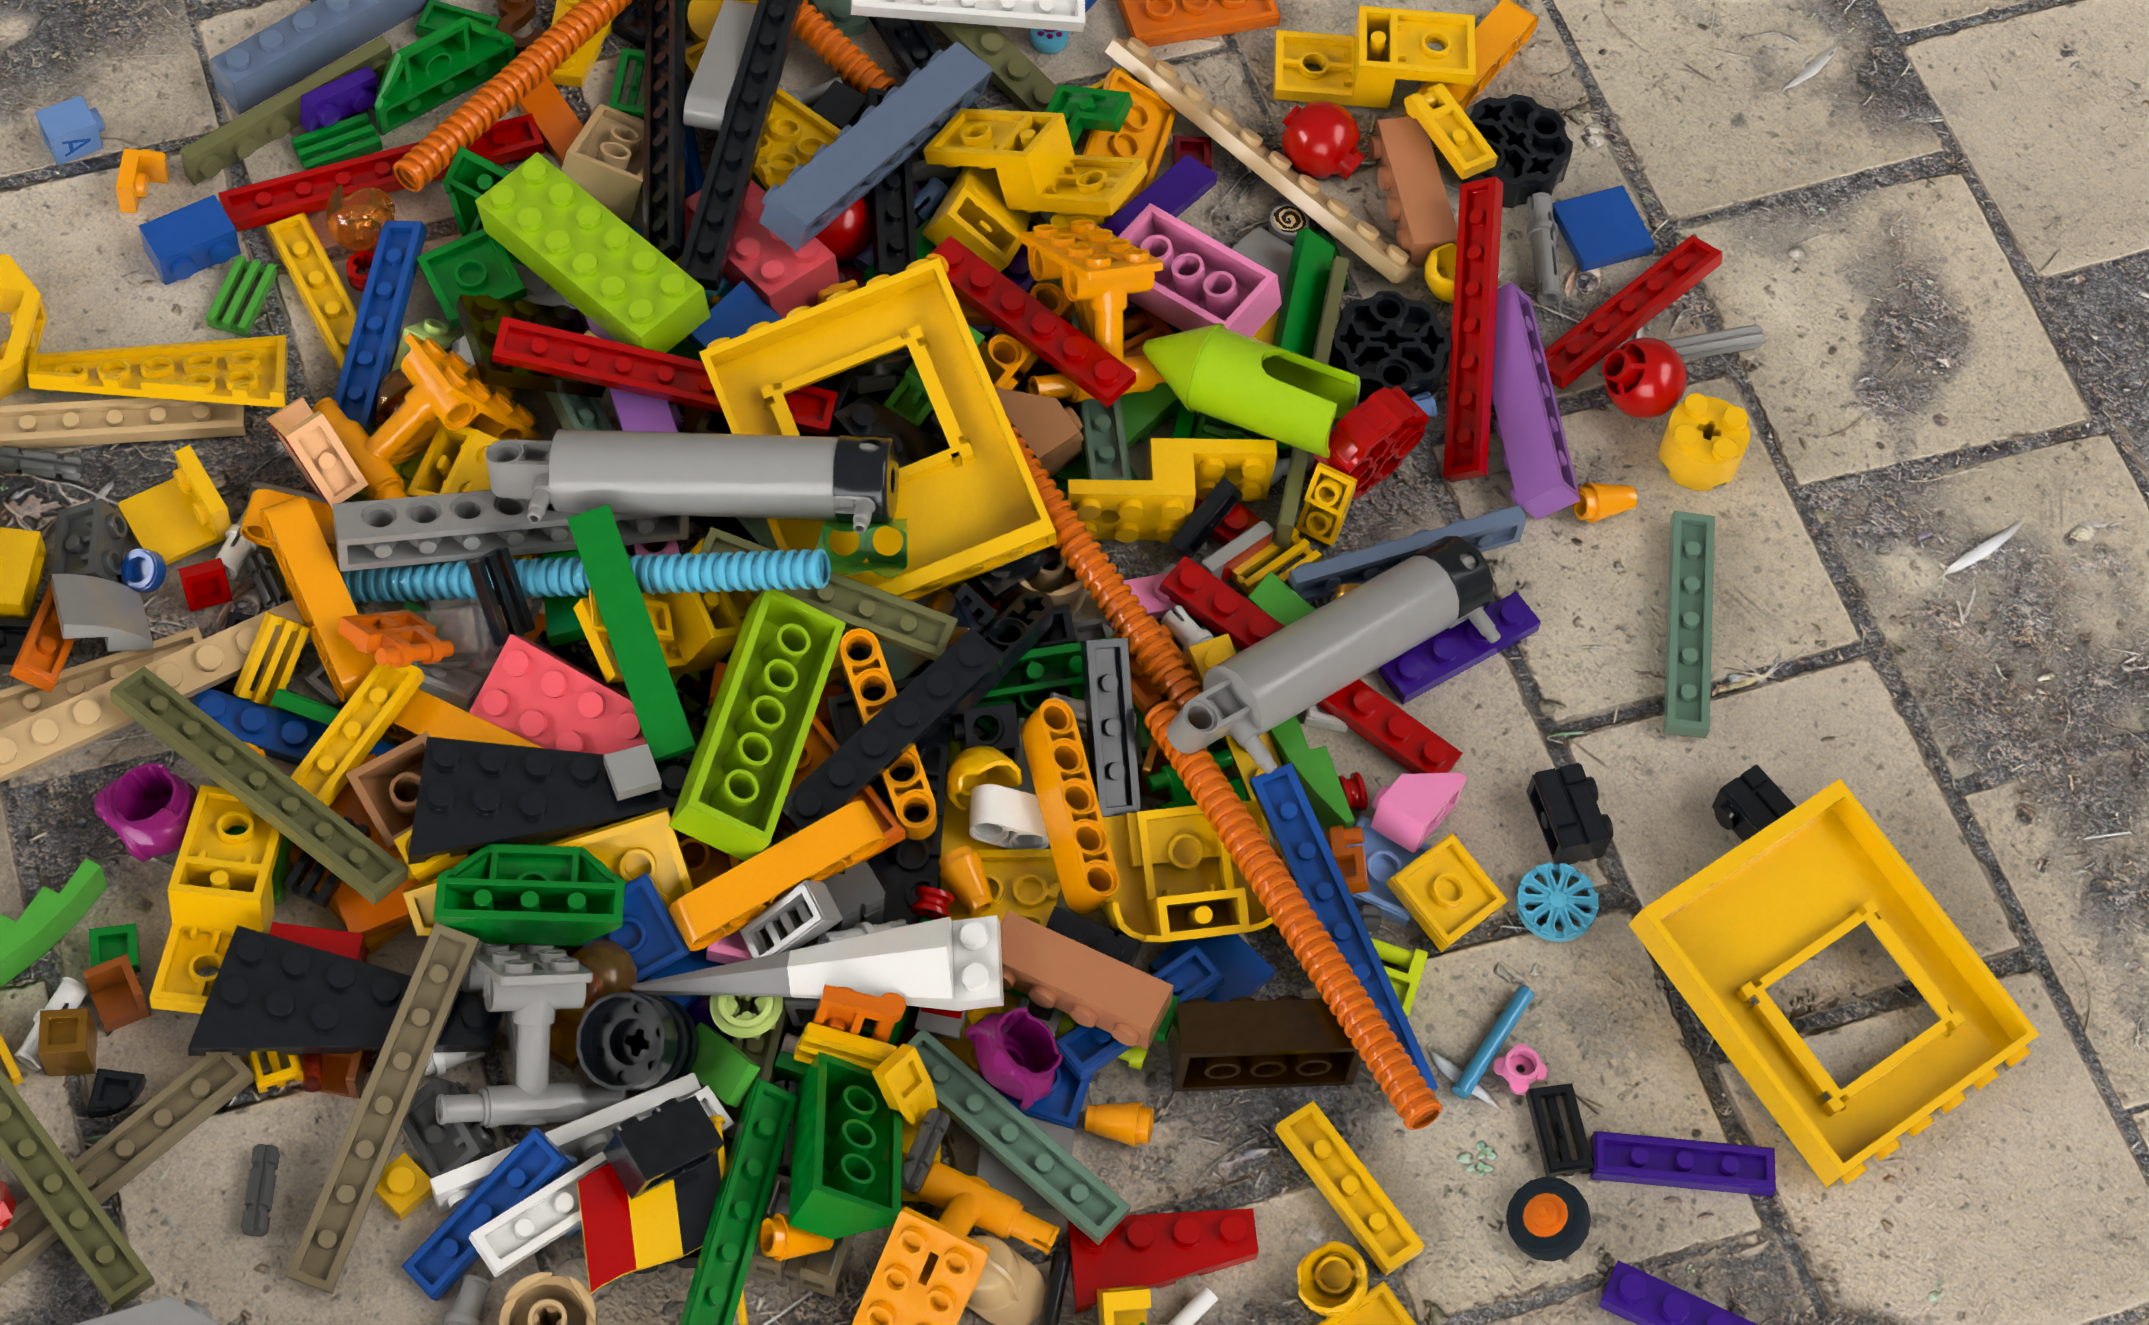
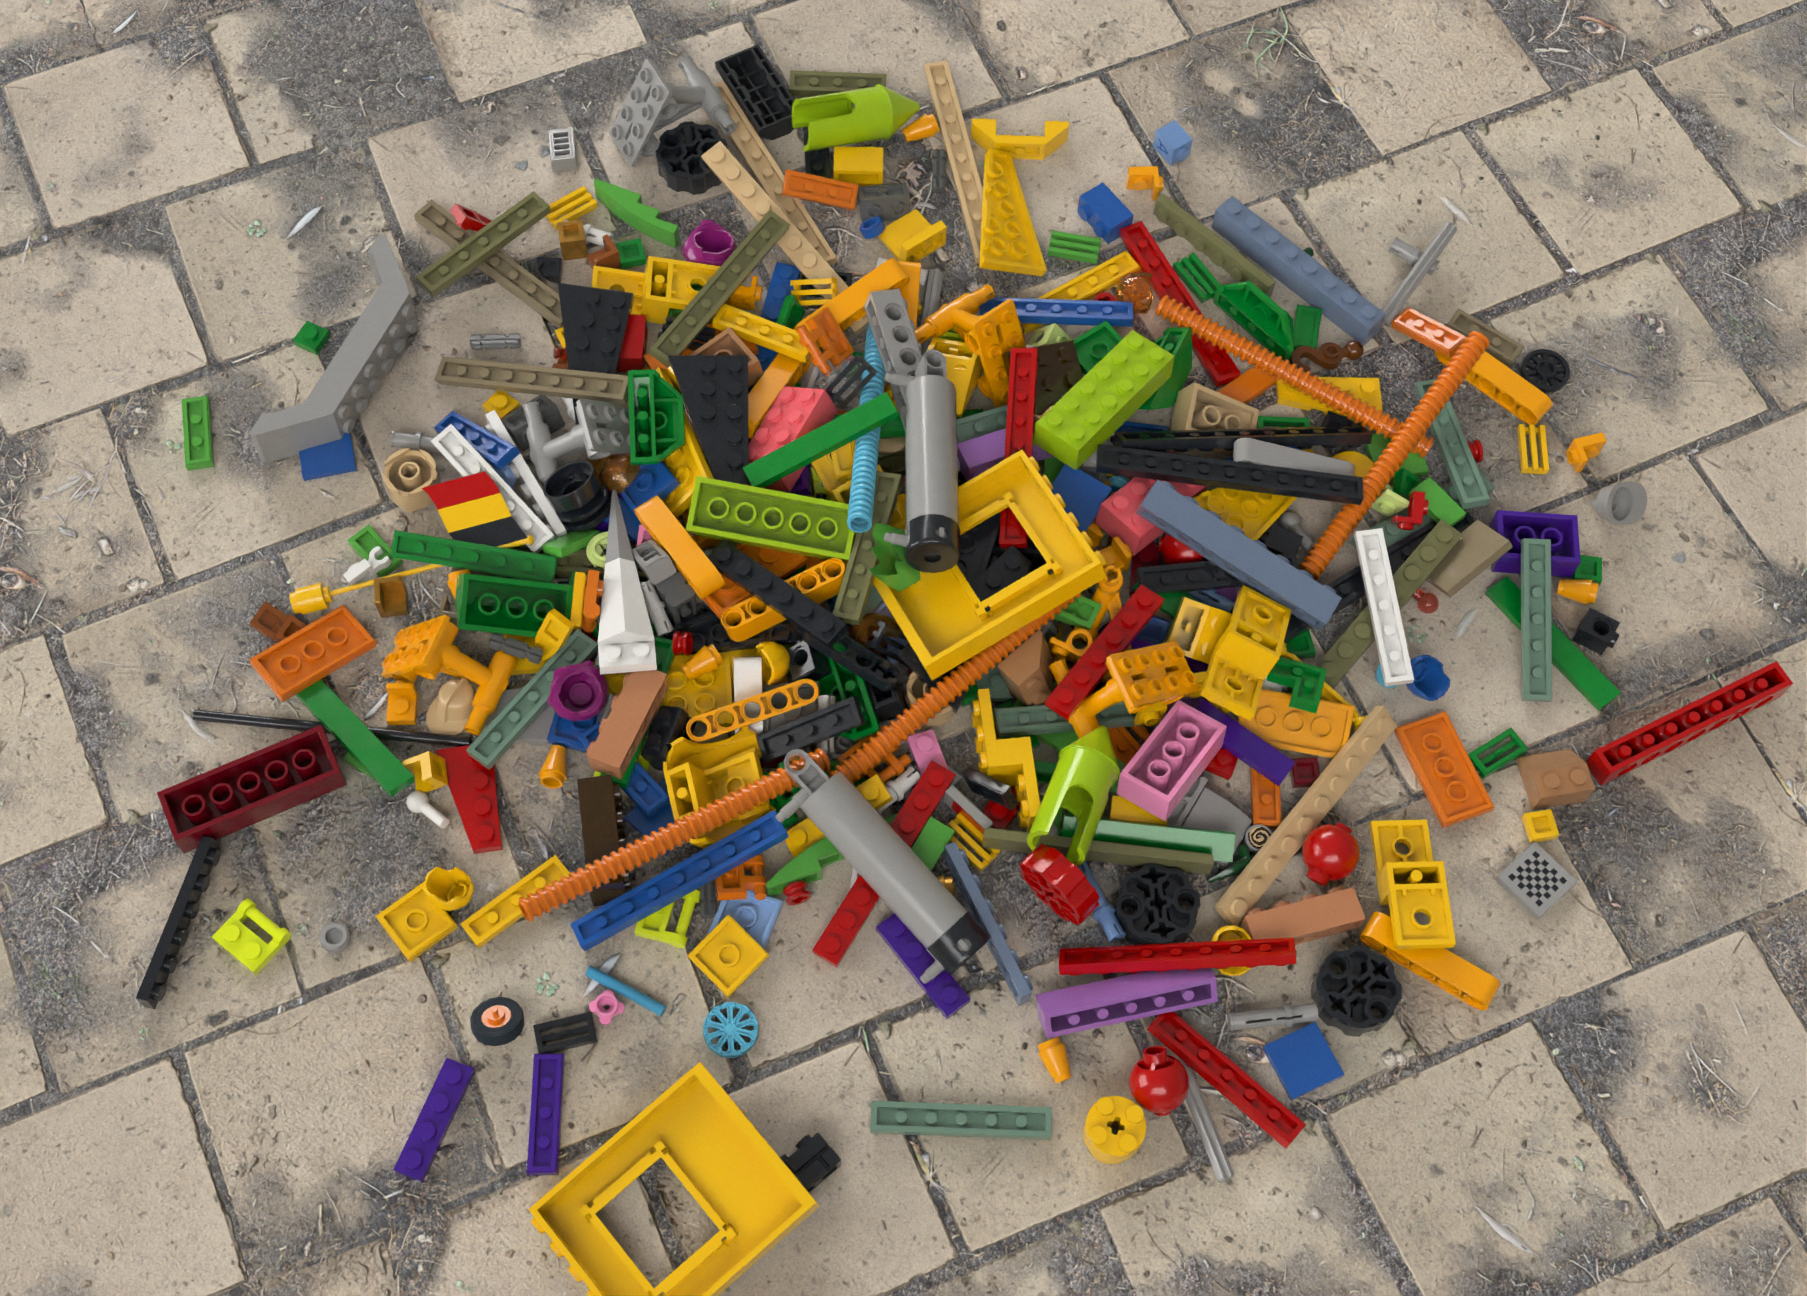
camera: 90 degrees right, 5 degrees up
(101, 609) = (834, 207): light grey slope -> none
(205, 584) = (865, 256): red plate -> none
(317, 452) = (946, 281): light nougat panel -> none
(338, 99) = (1222, 266): dark purple plate -> none
(632, 772) = (731, 457): light grey tile -> none
(662, 1146) = (500, 505): black brick -> none
(1231, 208) = (1265, 801): none -> orange tile
(1326, 504) = (1009, 862): yellow slope -> none
(1415, 806) = (786, 931): bright pink slope -> none
(1451, 131) = (1347, 934): yellow plate -> none
(1570, 814) = (794, 1035): black brick -> none

